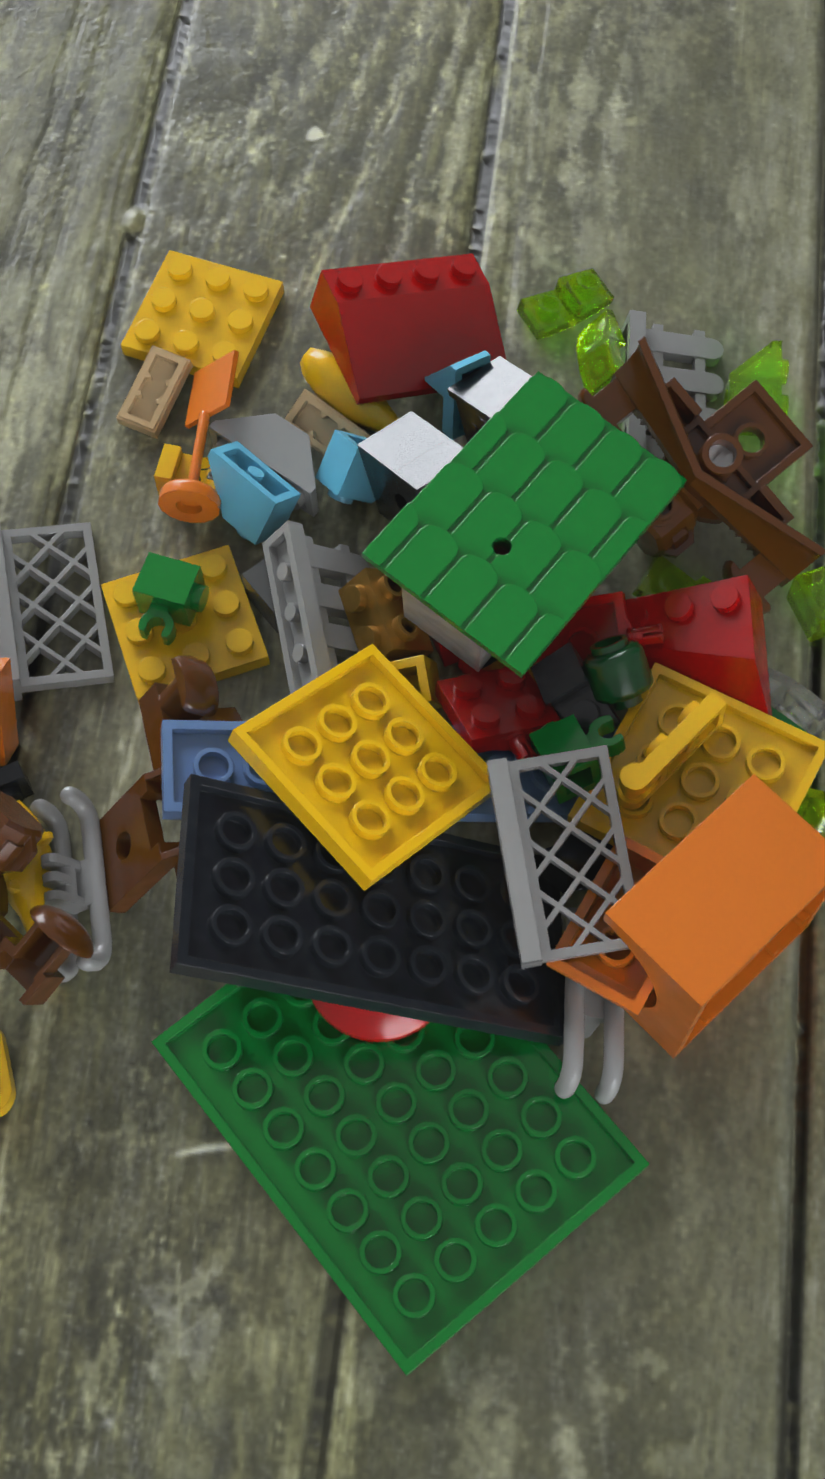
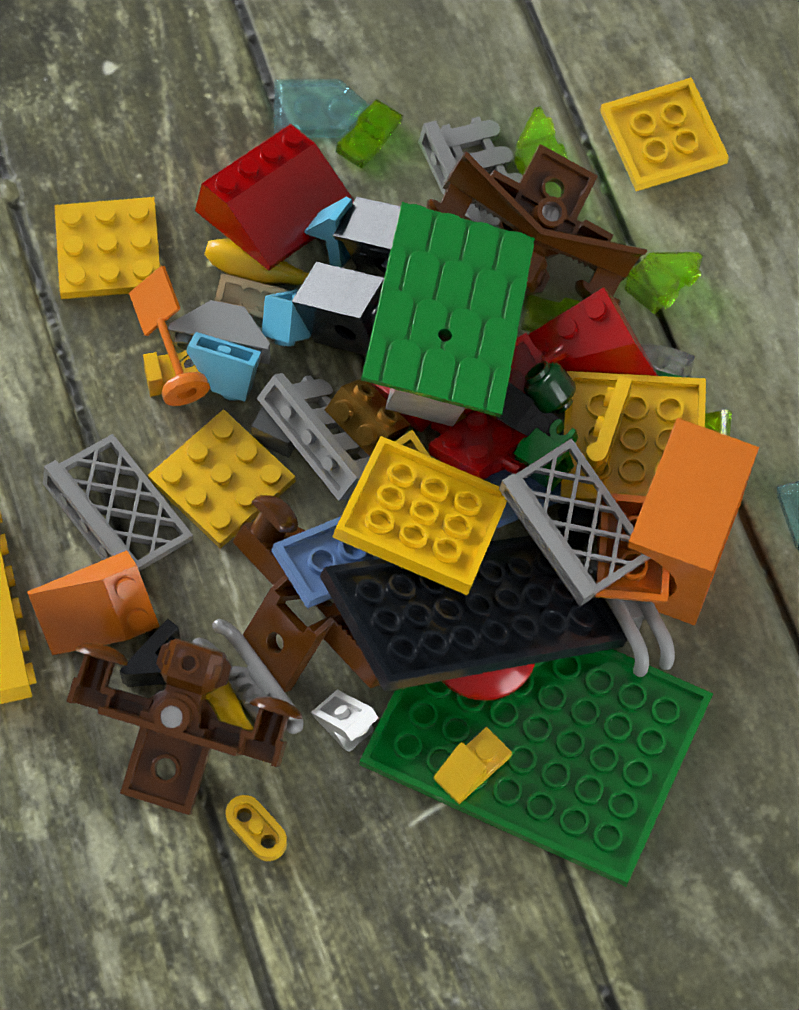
camera: 30 degrees left, 0 degrees up
(154, 391) = (106, 318): tan plate -> none
(158, 990) = (345, 719): none -> white slope
(168, 594) = (210, 460): green brick -> none
(283, 1115) = (472, 765): none -> yellow slope
(519, 253) = (316, 106): none -> clear light blue tile
(599, 351) = (415, 164): clear neon green slope -> none

